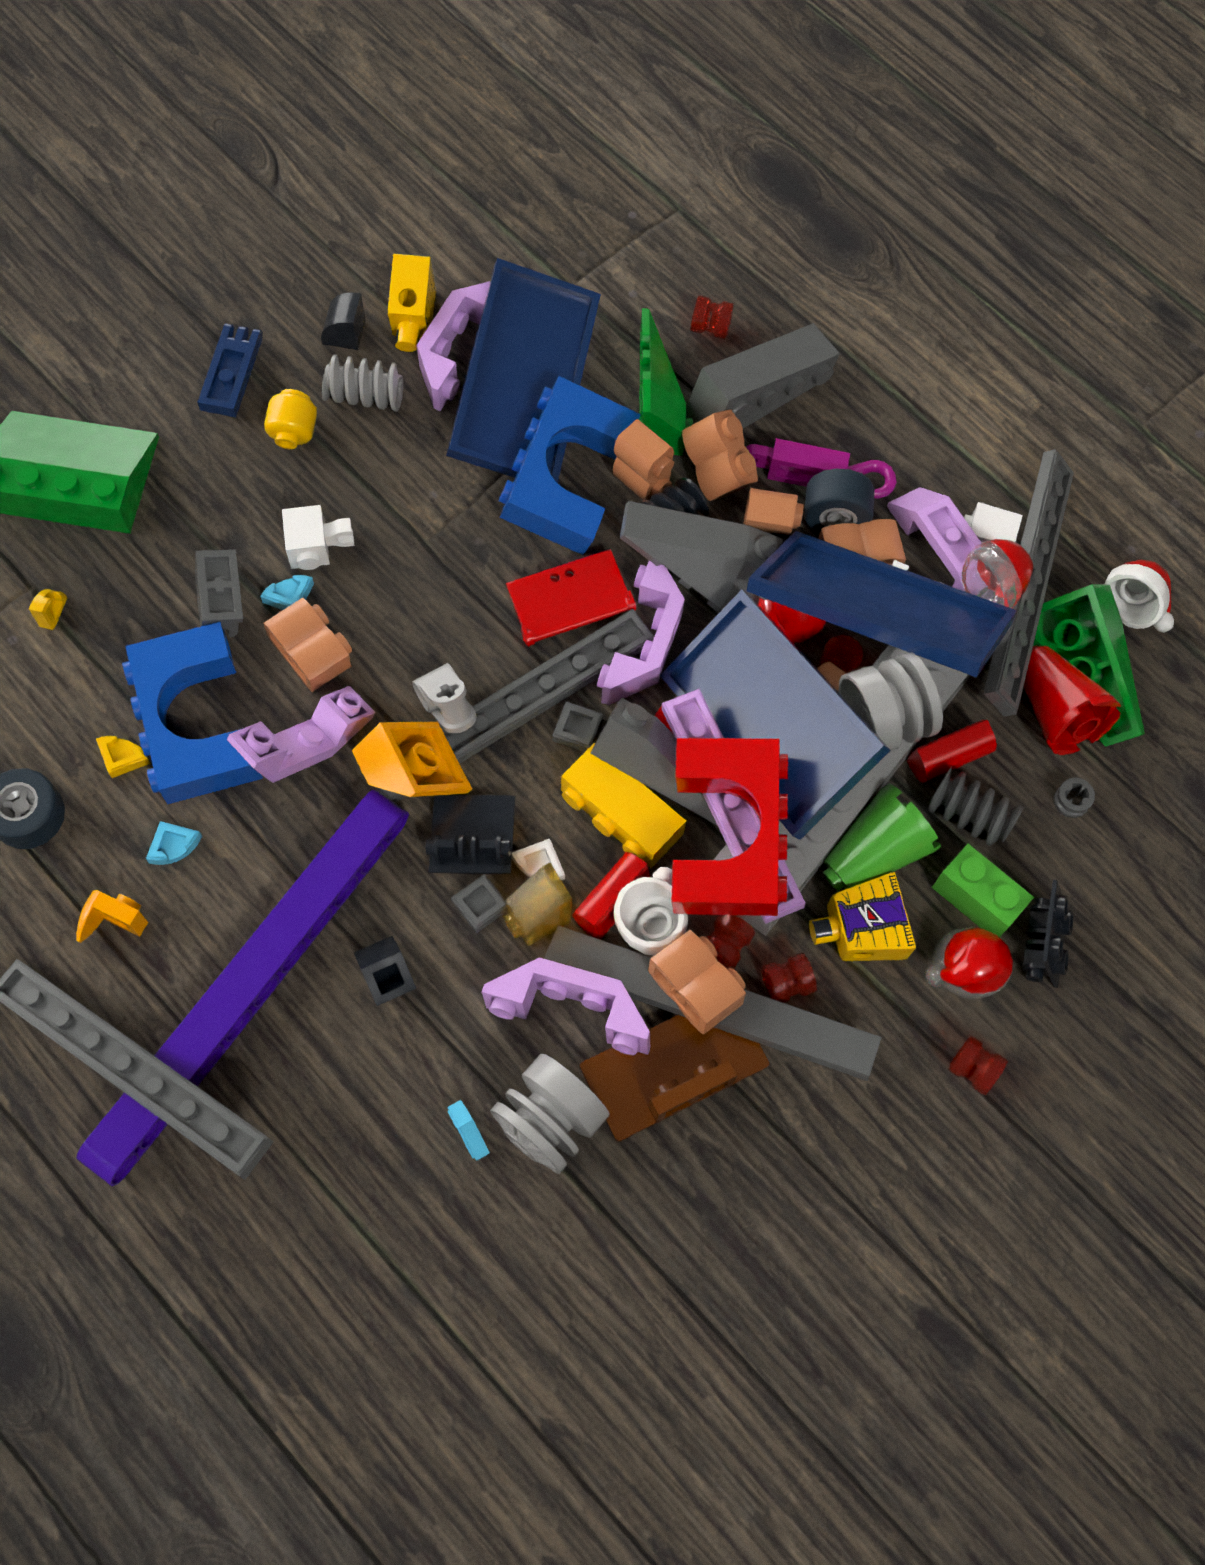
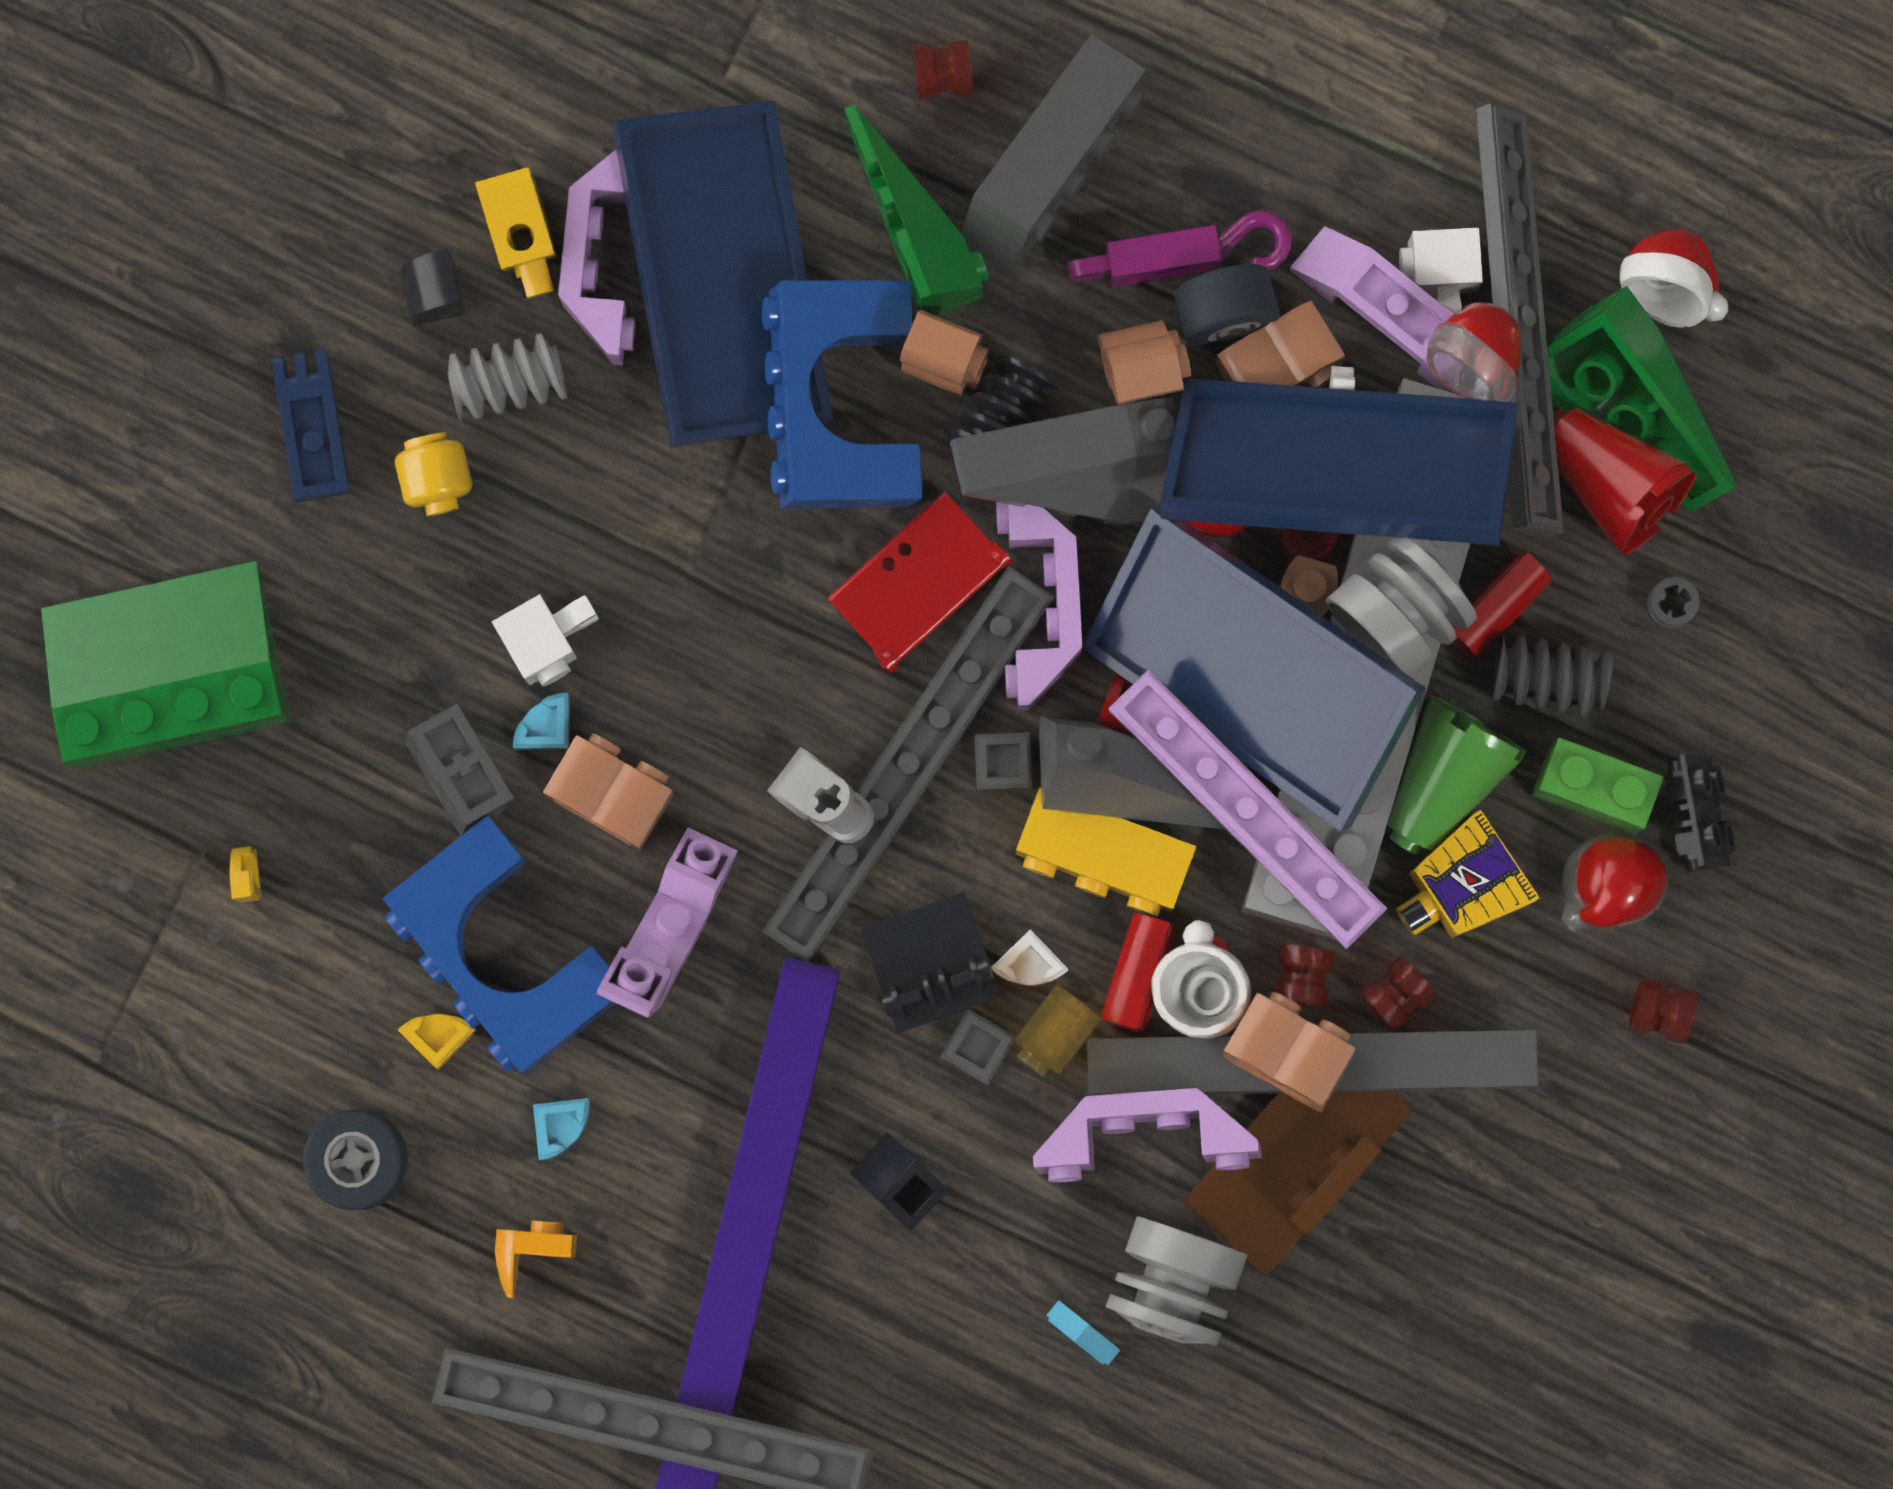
camera: 15 degrees left, 15 degrees up
(411, 760) = (822, 908): light orange slope -> none
(720, 455) = (1041, 301): nougat brick -> none
(750, 880) = (1267, 772): red arch -> none

